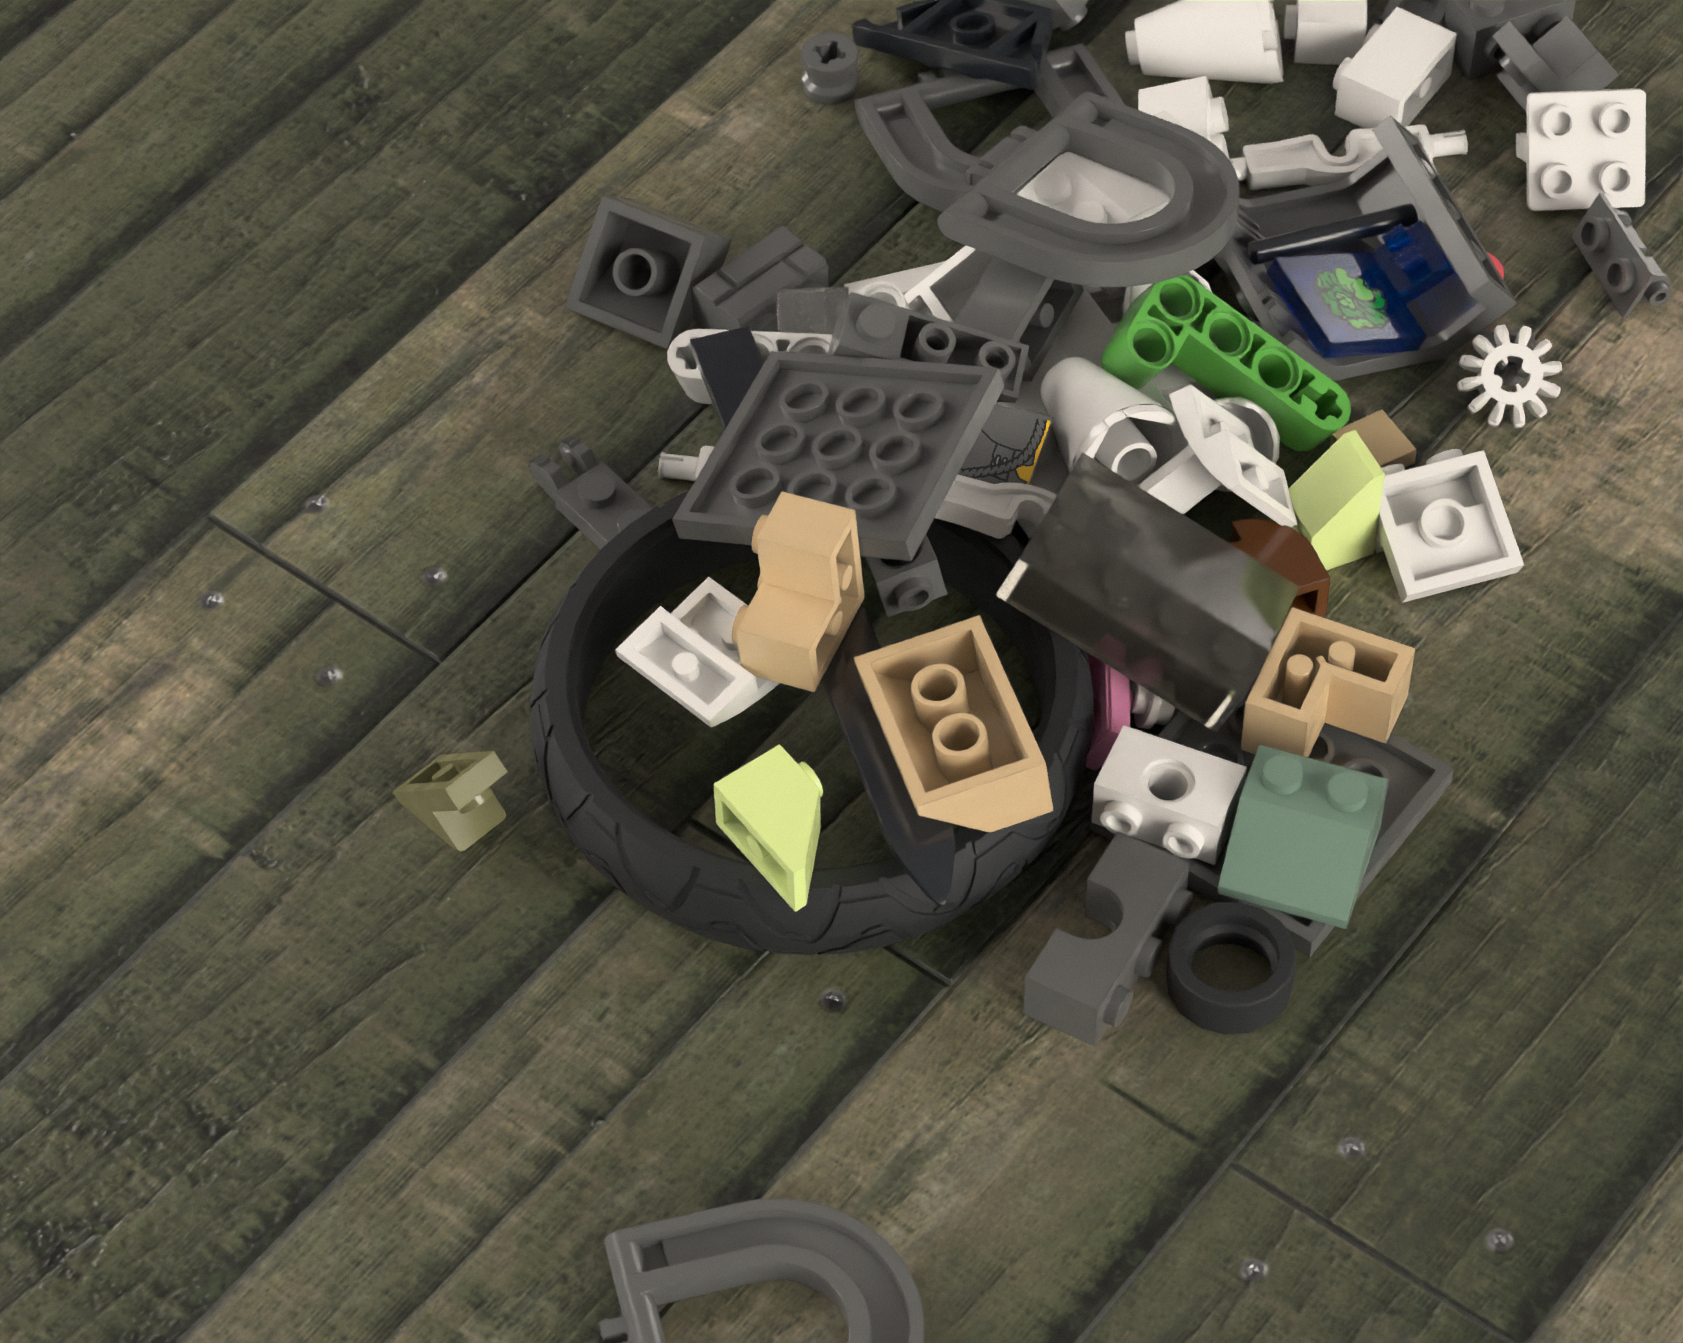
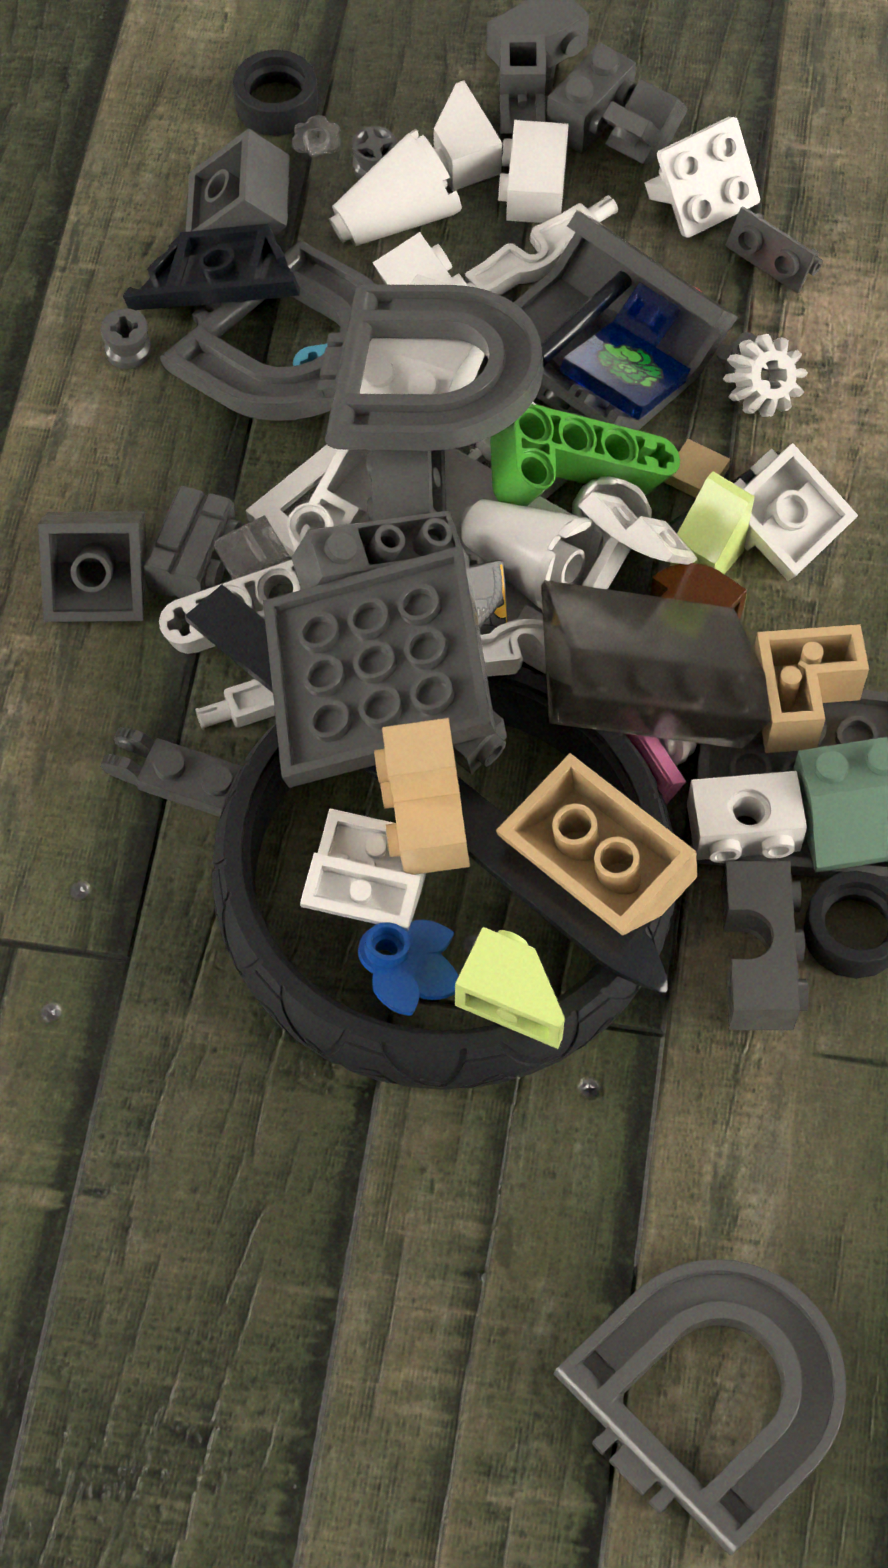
camera: 30 degrees left, 10 degrees up
(456, 796) = (216, 1066): olive slope -> none
(689, 755) = (415, 967): none -> blue plate

